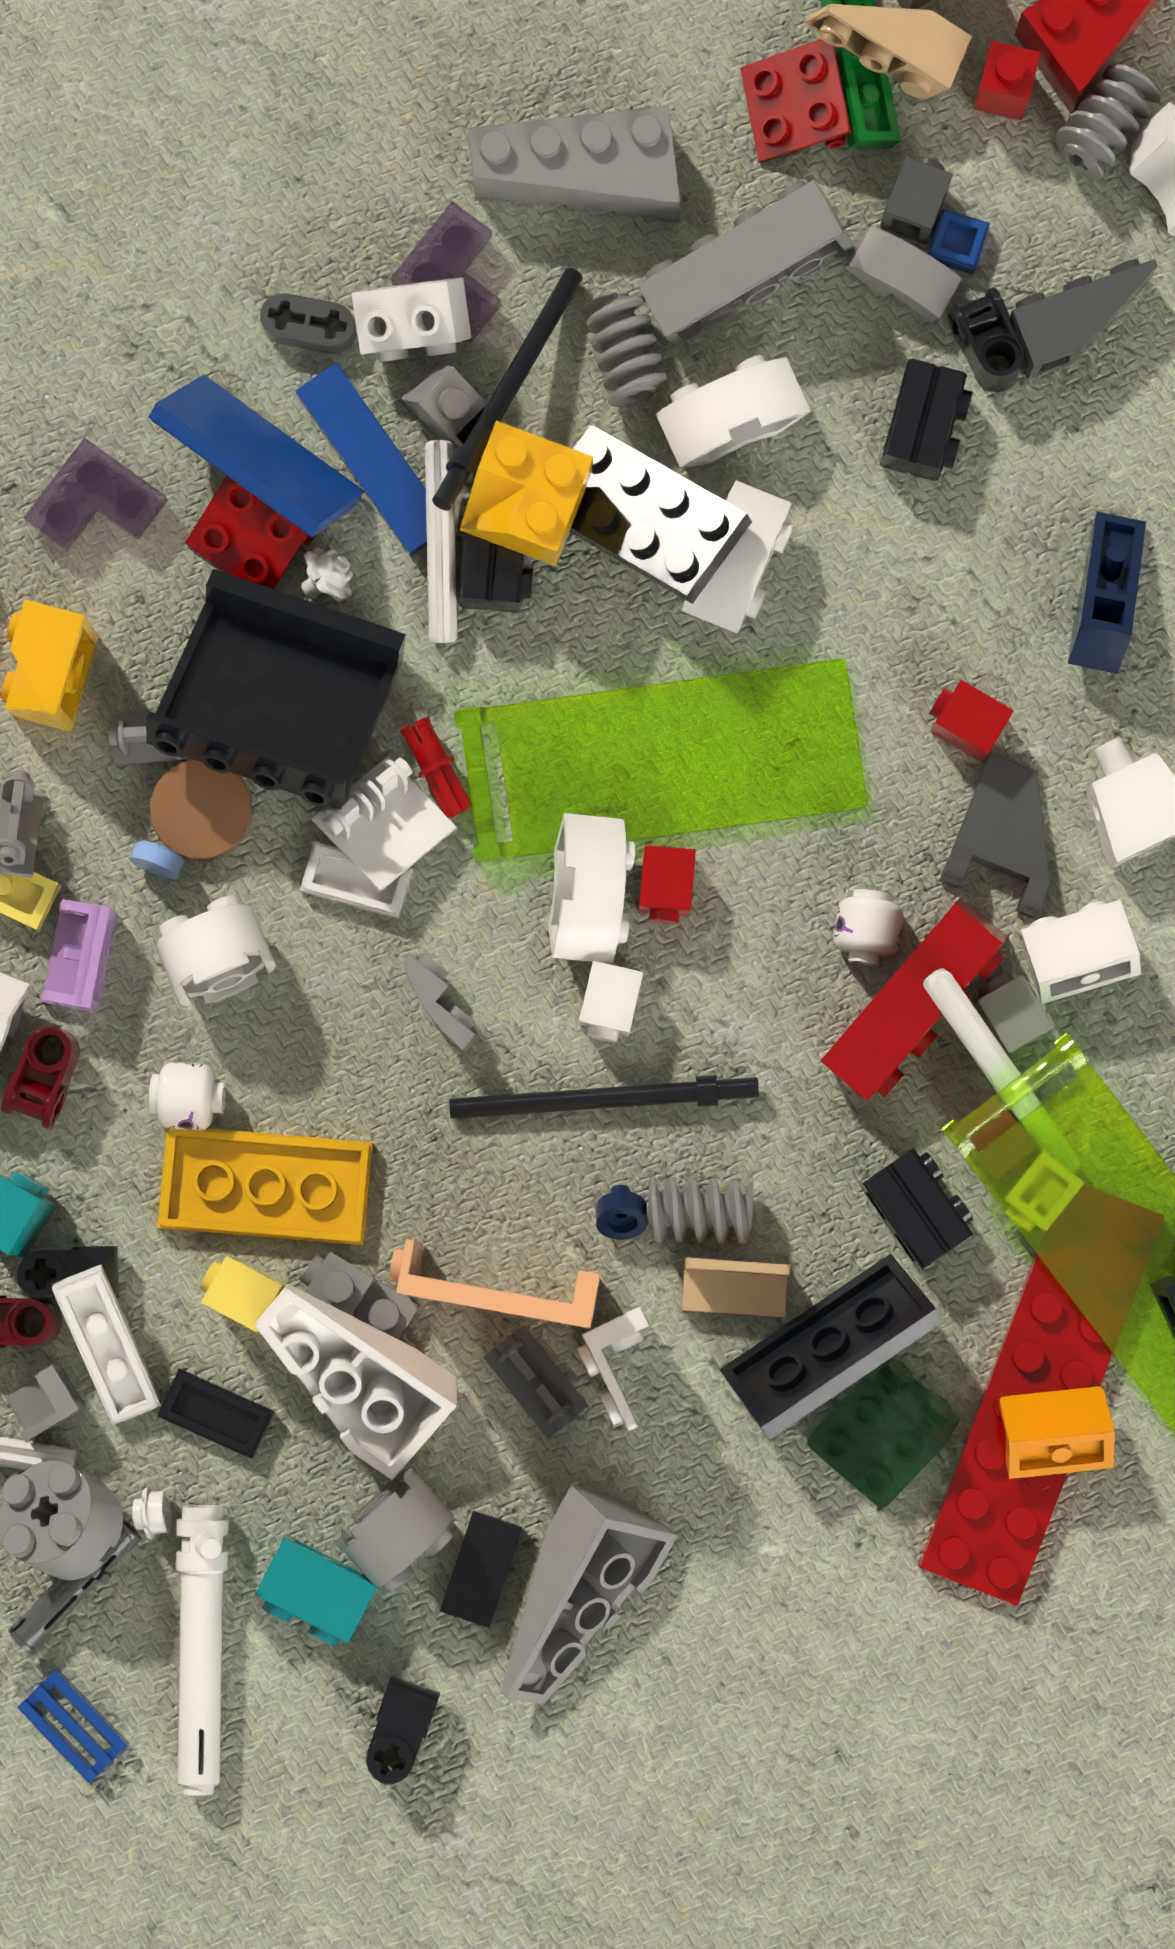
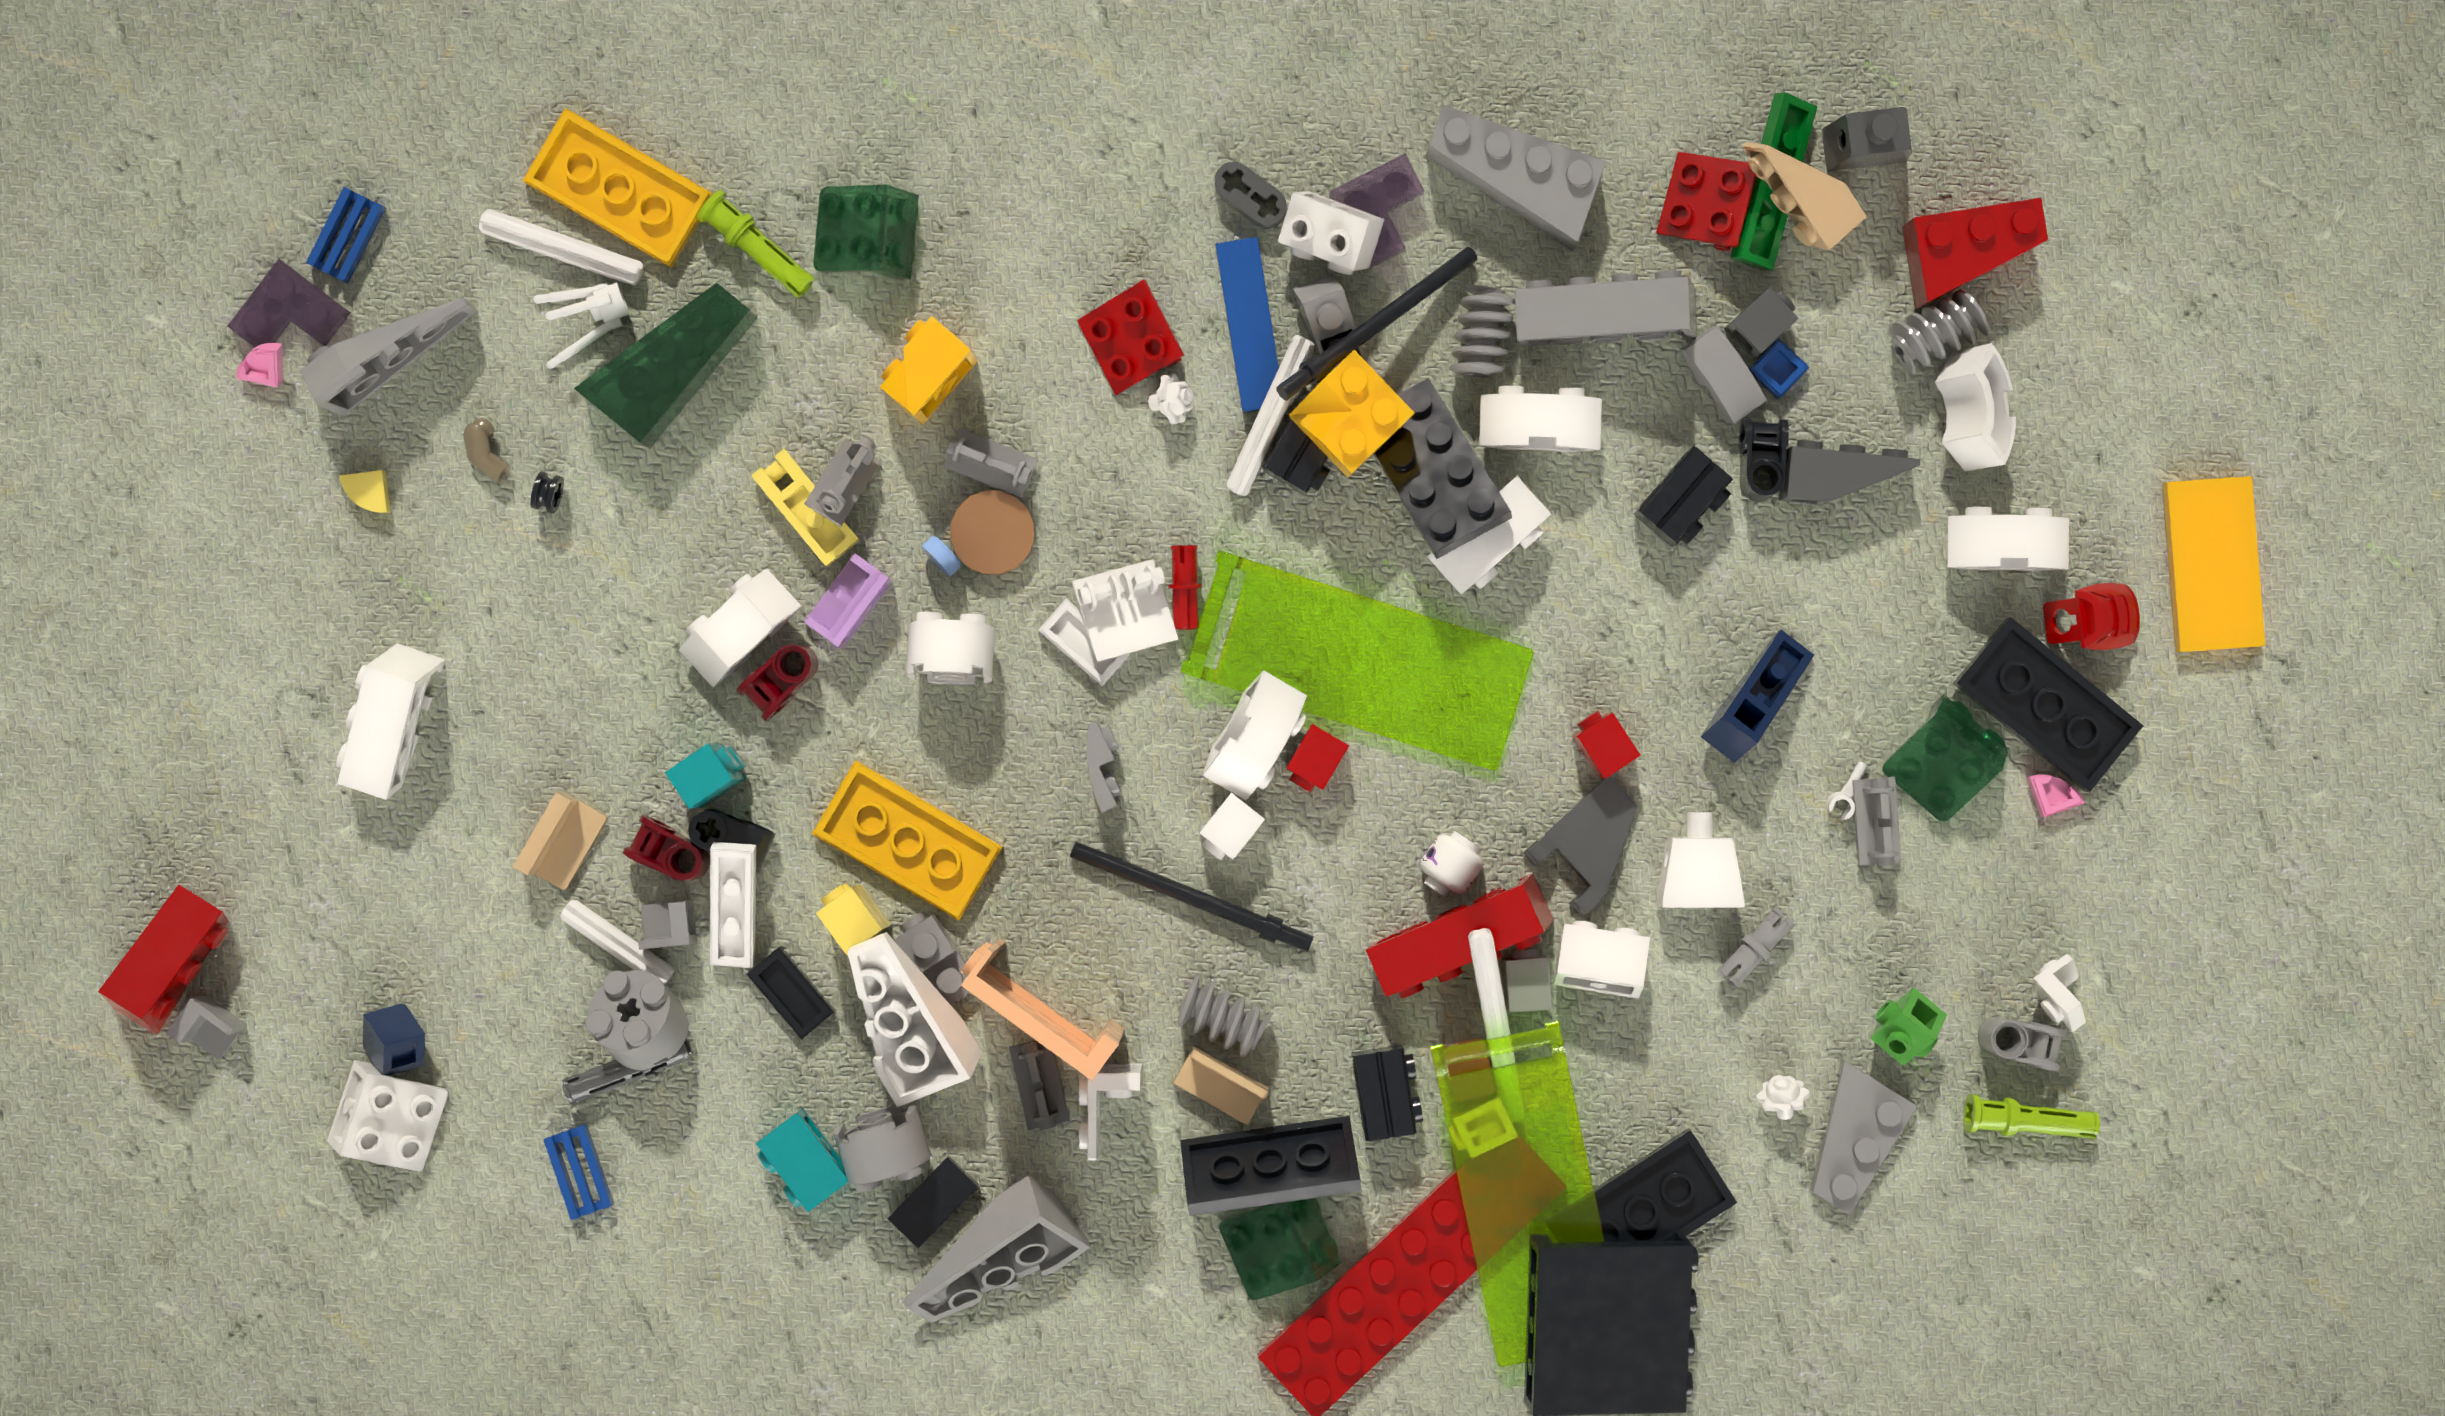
camera: 20 degrees right, 5 degrees up
(93, 484) = (1024, 242): clear purple plate -> none
(152, 1512) = (709, 1044): white plate -> none
(186, 1096) = (879, 745): white head -> none
(200, 1658) = (726, 1102): white cylinder -> none
(256, 455) = (1161, 282): blue tile -> none
(277, 690) = (1091, 472): black panel -> none
(402, 1722) = (821, 1288): black piece -> none
(621, 1214) = (1162, 990): dark blue tile -> none
(1007, 80) = (1877, 262): red brick -> none
(1057, 1432) = (1407, 1309): light orange panel -> none

